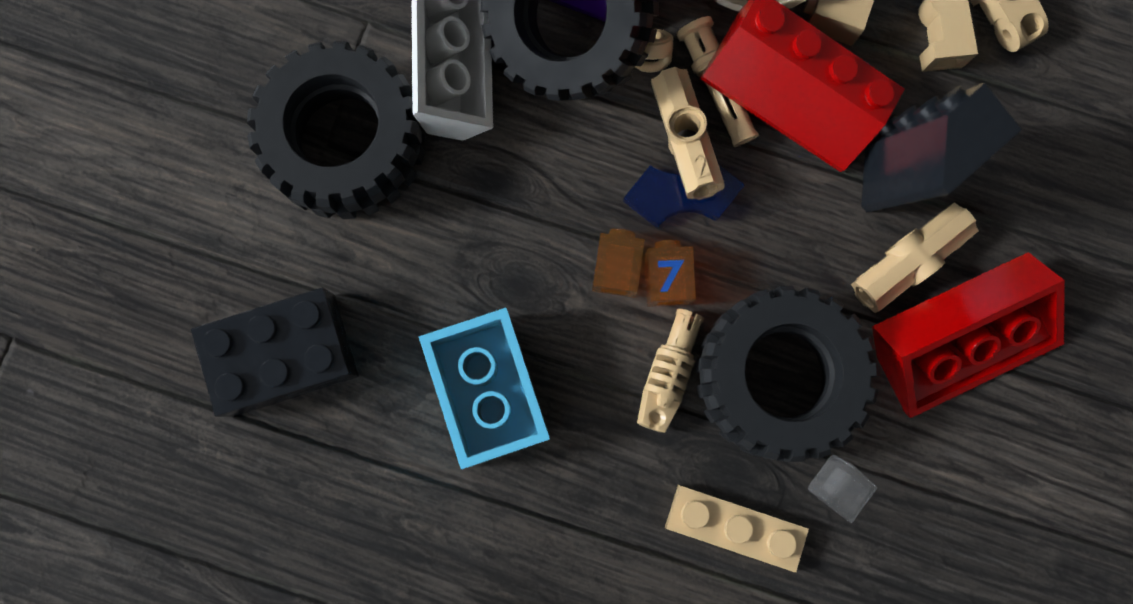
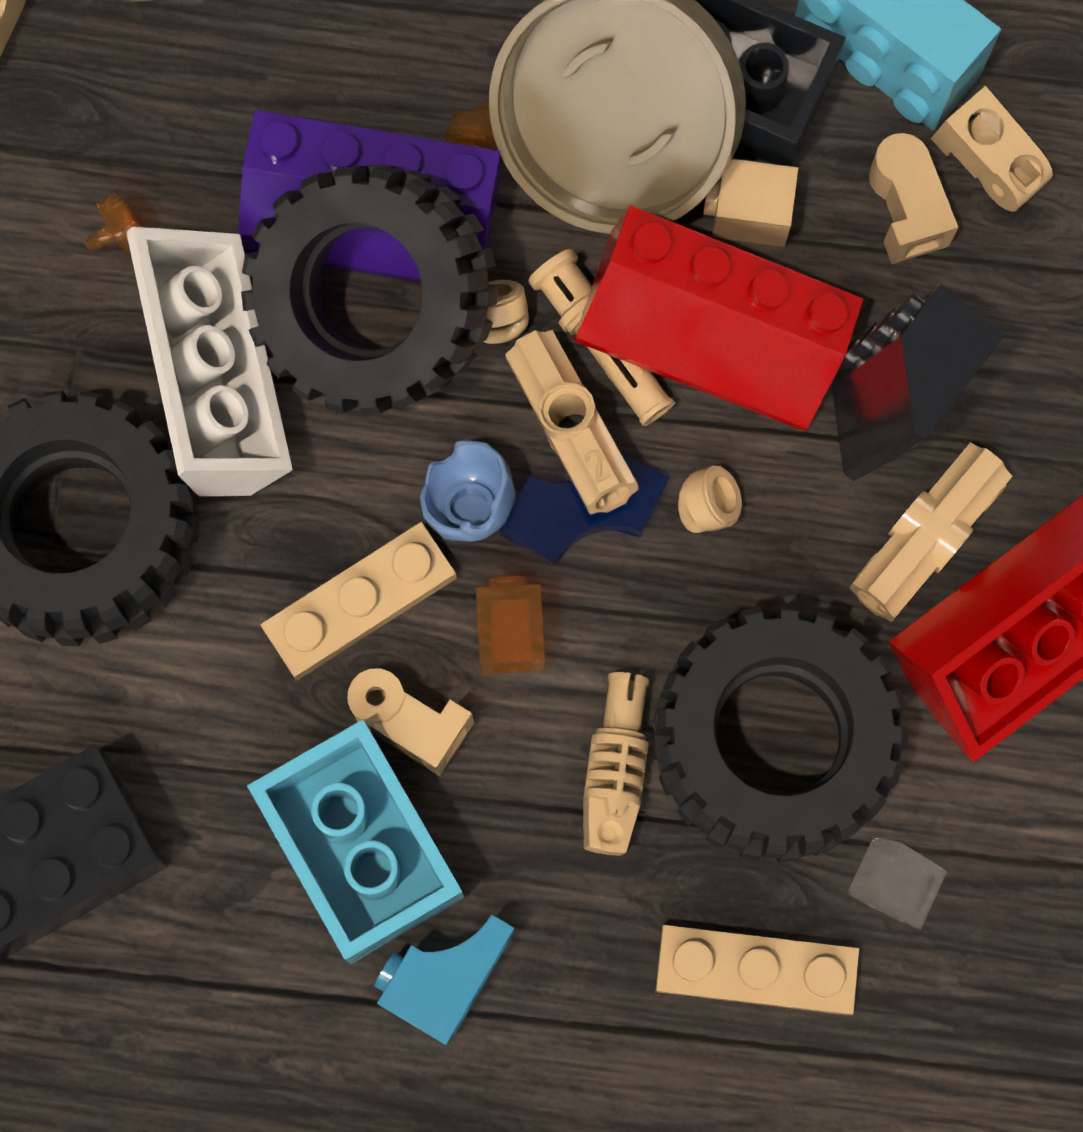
camera: 10 degrees left, 5 degrees down
(520, 225) = (358, 601): none -> tan plate
(521, 497) = (441, 986): none -> dark azure arch
(530, 310) = (406, 722): none -> tan leg
(608, 167) = (468, 493): none -> medium blue hair
(670, 274) = (587, 627): clear orange brick -> none
(768, 205) = (709, 500): none -> tan tile

